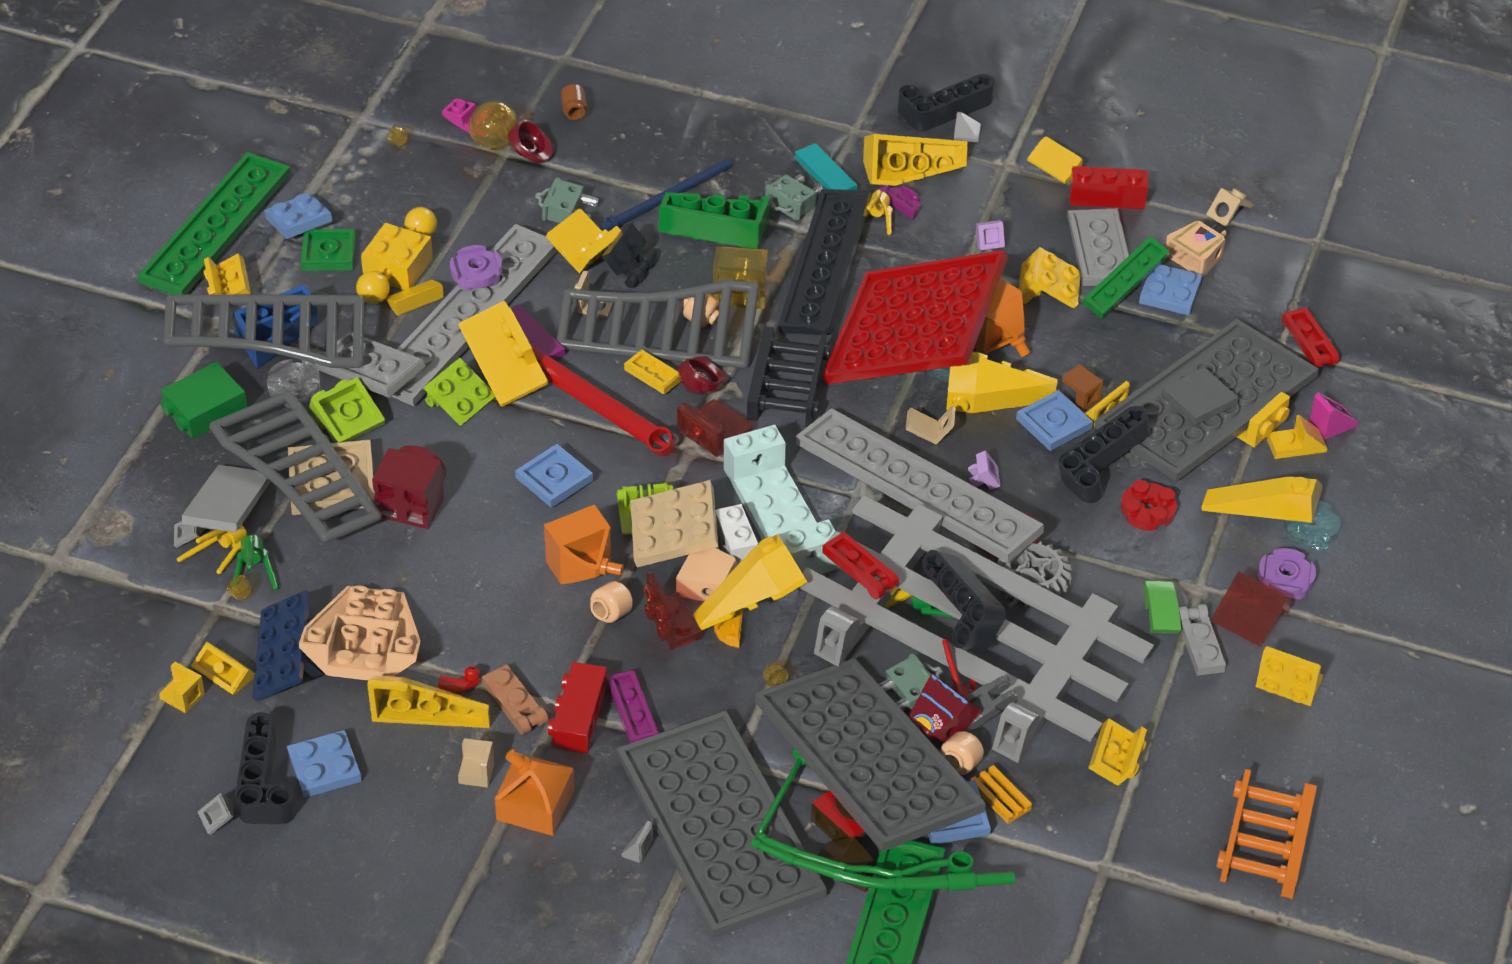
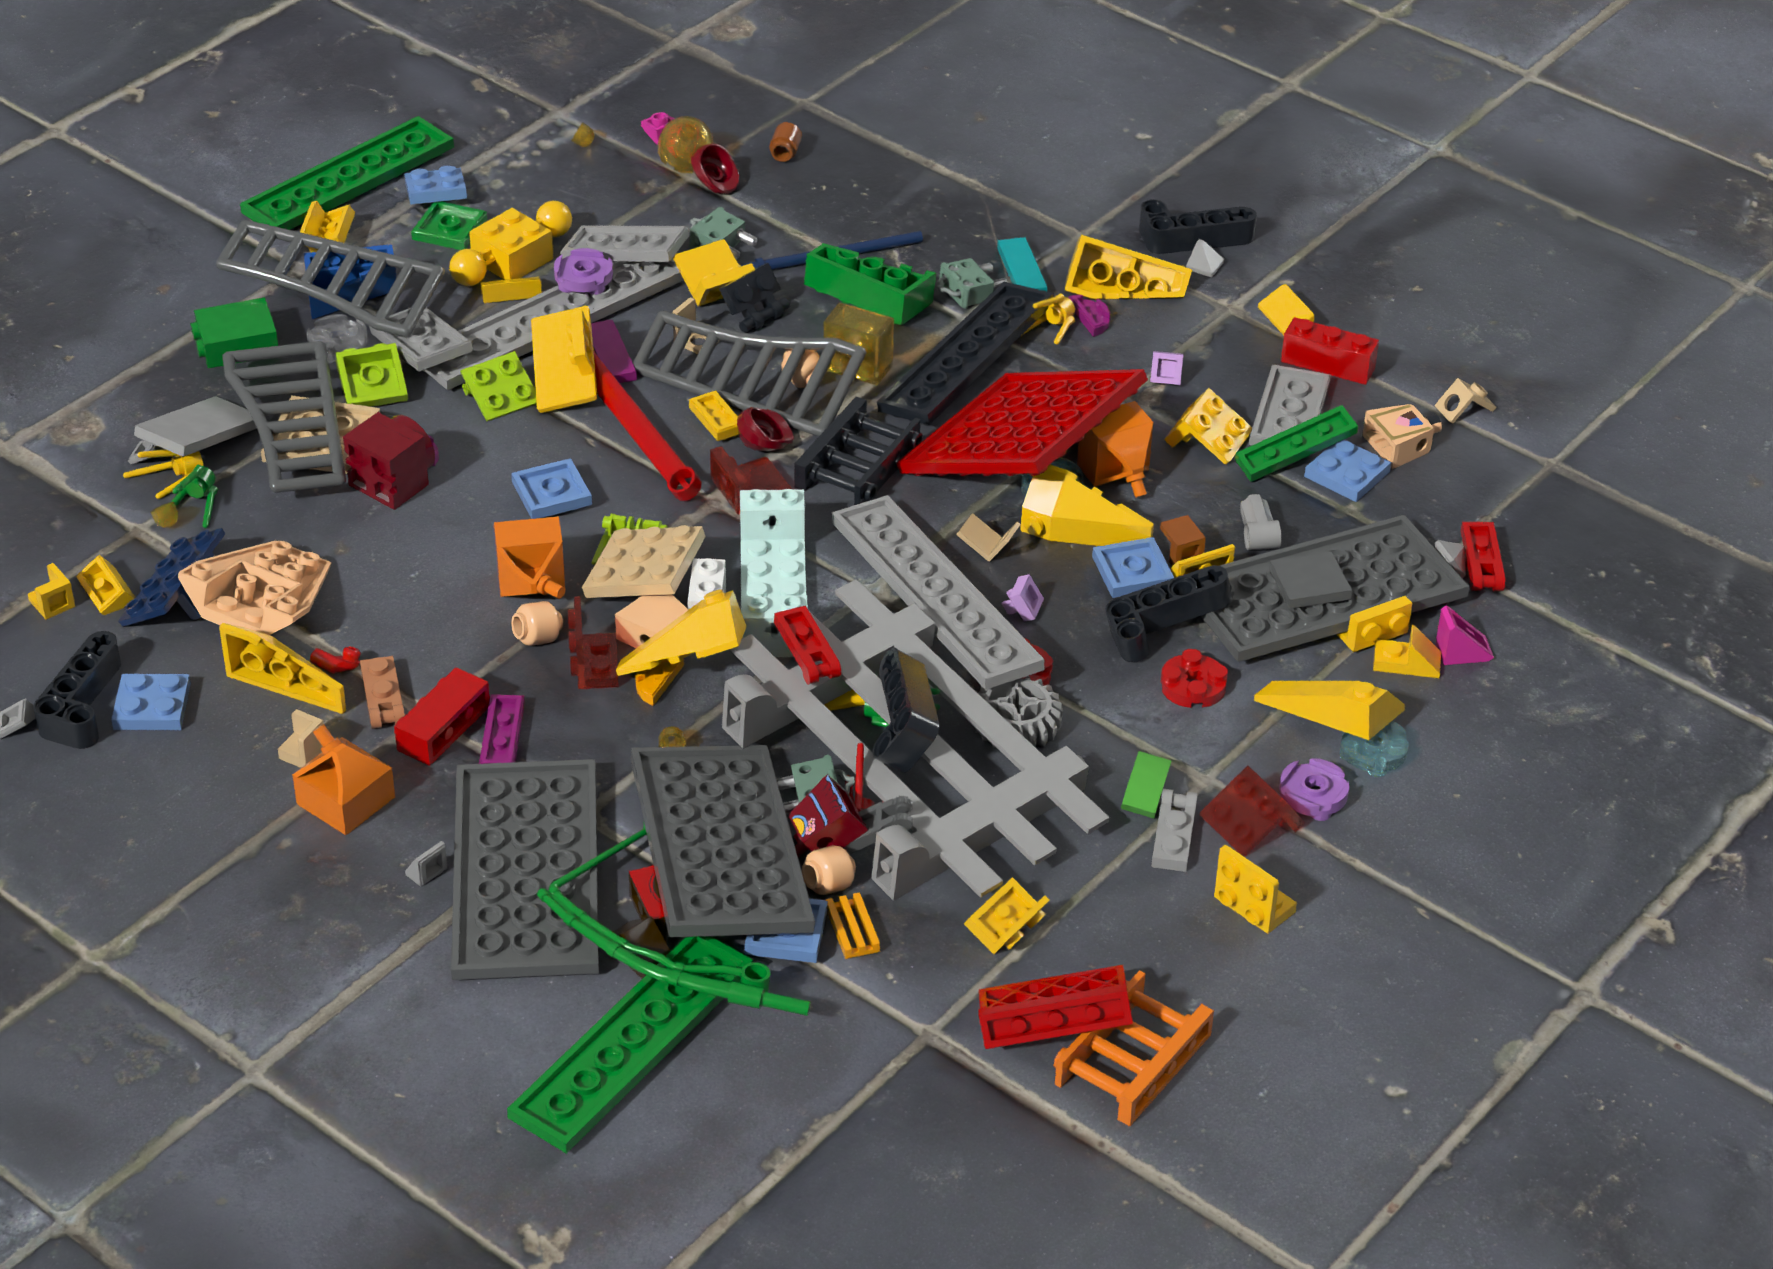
camera: 20 degrees right, 5 degrees down
(495, 230) = (630, 242): none -> light grey tile
(1133, 360) = (1259, 527): none -> light grey piece
(1198, 829) = (1083, 1008): none -> red fence
(1289, 342) = (1454, 554): none -> light grey slope

